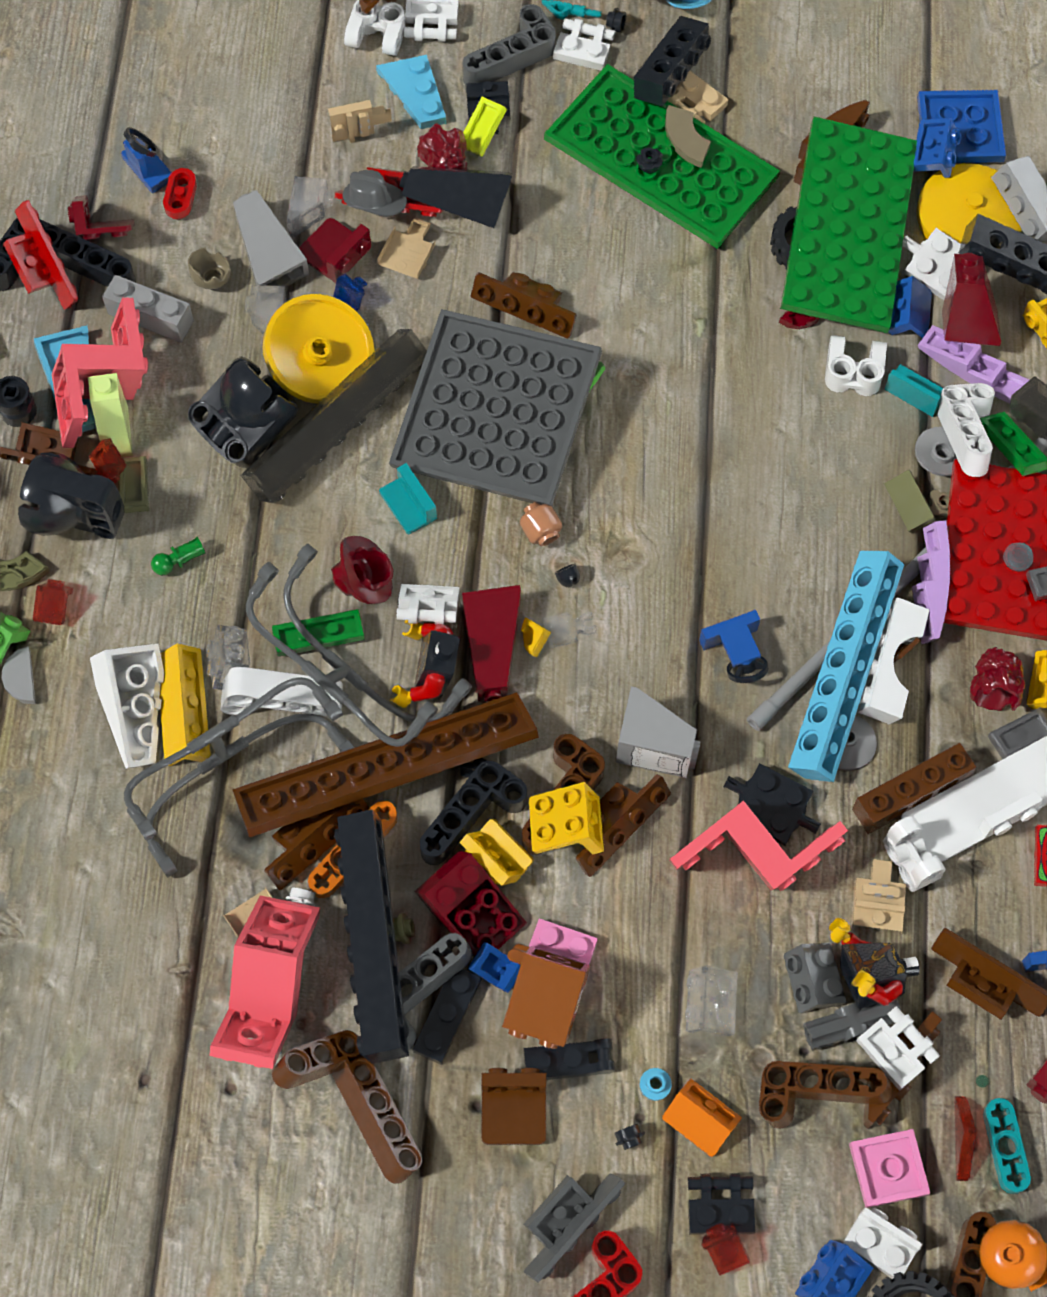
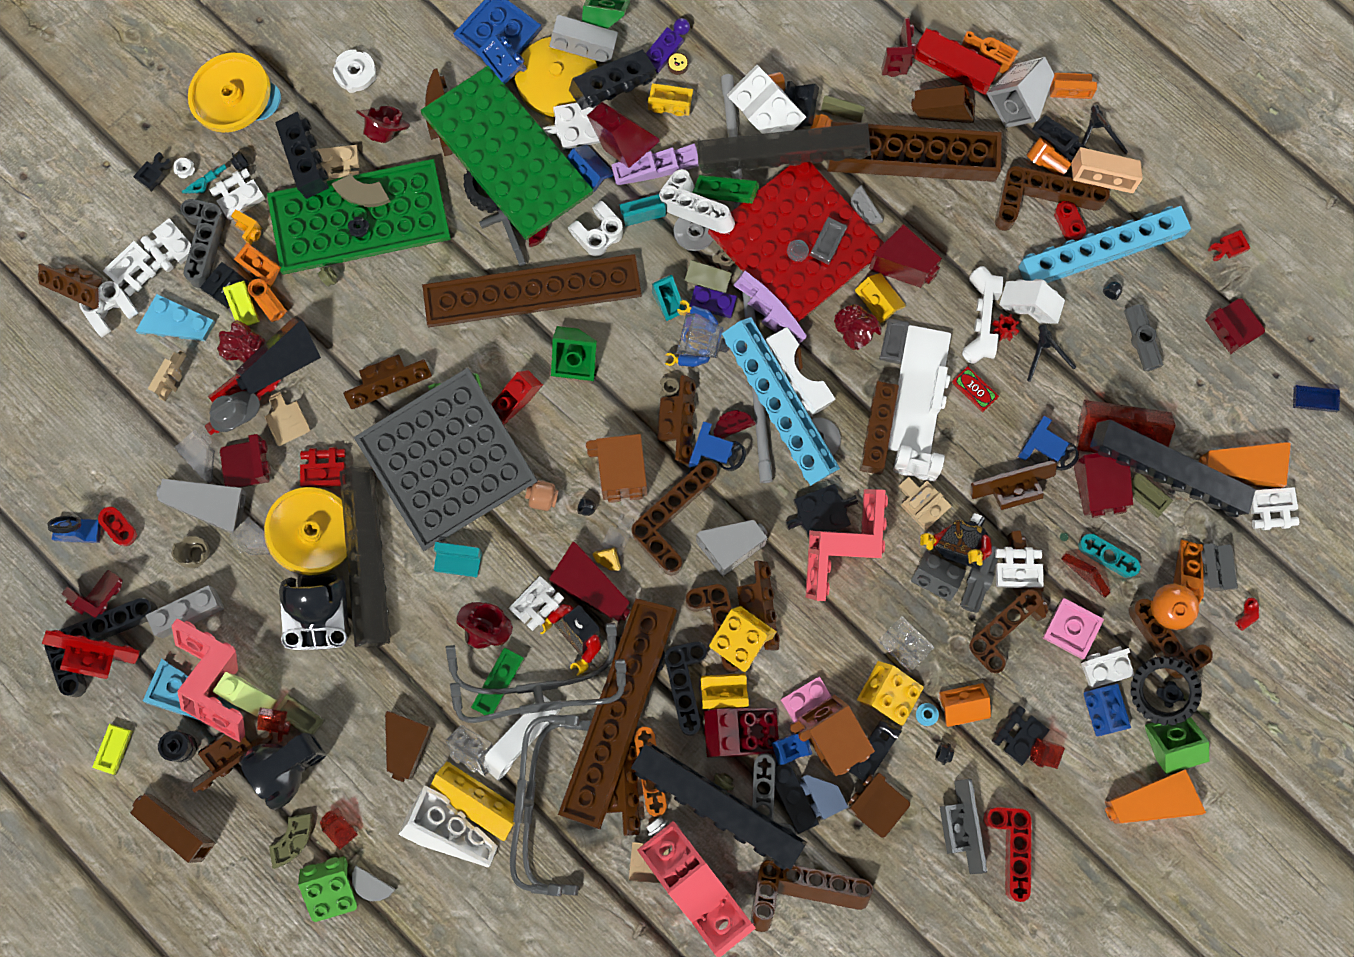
camera: 50 degrees left, 10 degrees up
(163, 563) = (371, 739): green pin -> none
(182, 596) = (404, 745): none -> reddish brown slope
(350, 290) = (285, 479): clear blue tile -> none
(383, 319) = (322, 473): none -> red plate
(475, 1045) = (825, 796): none -> sand blue slope
(489, 25) = (173, 240): none -> white plate
(506, 143) = (267, 300): none -> orange piece
(533, 110) = (258, 264): none -> orange slope
(561, 78) = (249, 226): none -> light orange bracket
(578, 174) = (327, 276): none -> olive plate
(617, 422) = (516, 395): none -> red slope
(634, 658) = (670, 513): none -> reddish brown beam
(636, 570) = (620, 466): none -> dark orange container
(645, 1028) = (890, 692): none -> yellow bracket
(707, 439) = (573, 354): none -> green slope
(738, 357) = (531, 290): none -> reddish brown plate
(738, 588) = (677, 419): none -> reddish brown bracket
(765, 550) = (667, 382): none -> dark tan plate
(768, 102) = (382, 123): none -> dark red hat
(774, 293) = (510, 232): none -> dark grey piece
(782, 643) = (732, 422): none -> dark red tile
(797, 55) = (358, 81): none -> white plate
(835, 540) = (699, 337): none -> clear torso
(850, 480) = (667, 297): none -> teal slope
(880, 521) = (714, 301): none -> dark purple plate

